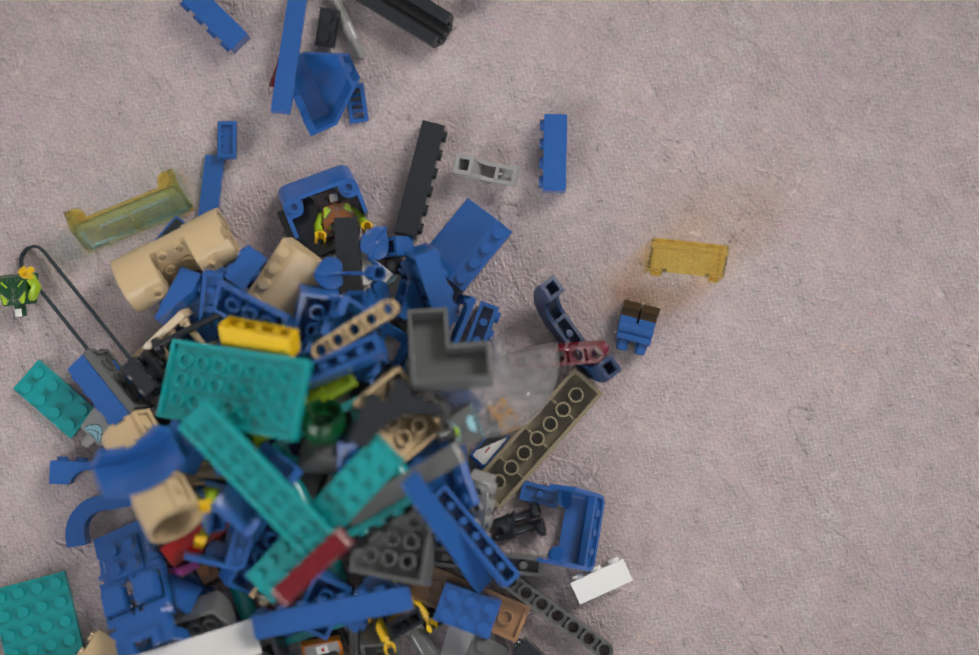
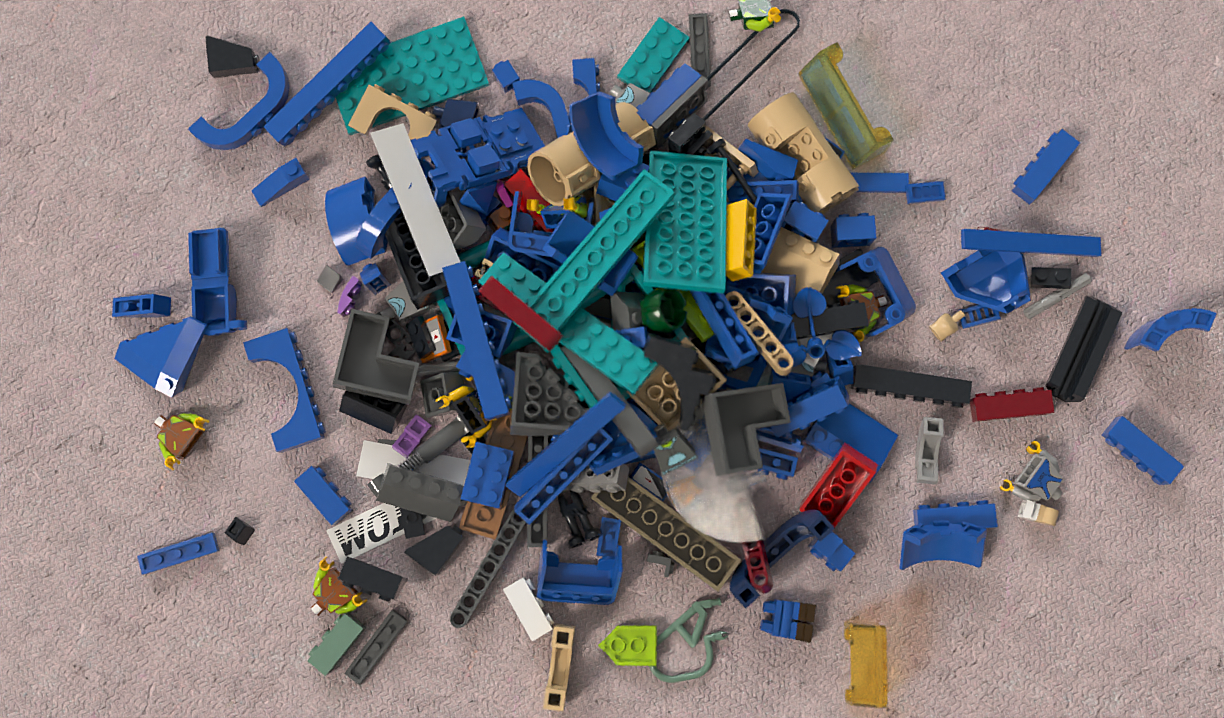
camera: 85 degrees right, 5 degrees down
(48, 350) = (699, 44): none -> dark grey tile
(57, 553) = (505, 75): none -> blue brick
(91, 608) = (456, 111): none -> dark blue torso
(259, 218) = (853, 231): none -> blue brick
(364, 137) = (946, 325): none -> tan piece
(450, 83) = (1011, 405): none -> dark red brick
(511, 263) = (840, 484): none -> red brick
(523, 67) = (1039, 478): none -> light grey torso
(557, 72) = (1038, 513): none -> leg
(565, 446) = (659, 558): none -> dark grey bracket
(574, 276) = (832, 551): none -> blue brick
(577, 168) = (943, 542): none -> blue panel
(616, 411) = (697, 606): none -> sand green piece
(646, 481) = (632, 645): none -> lime tile
(678, 559) = (560, 667): none -> tan arch

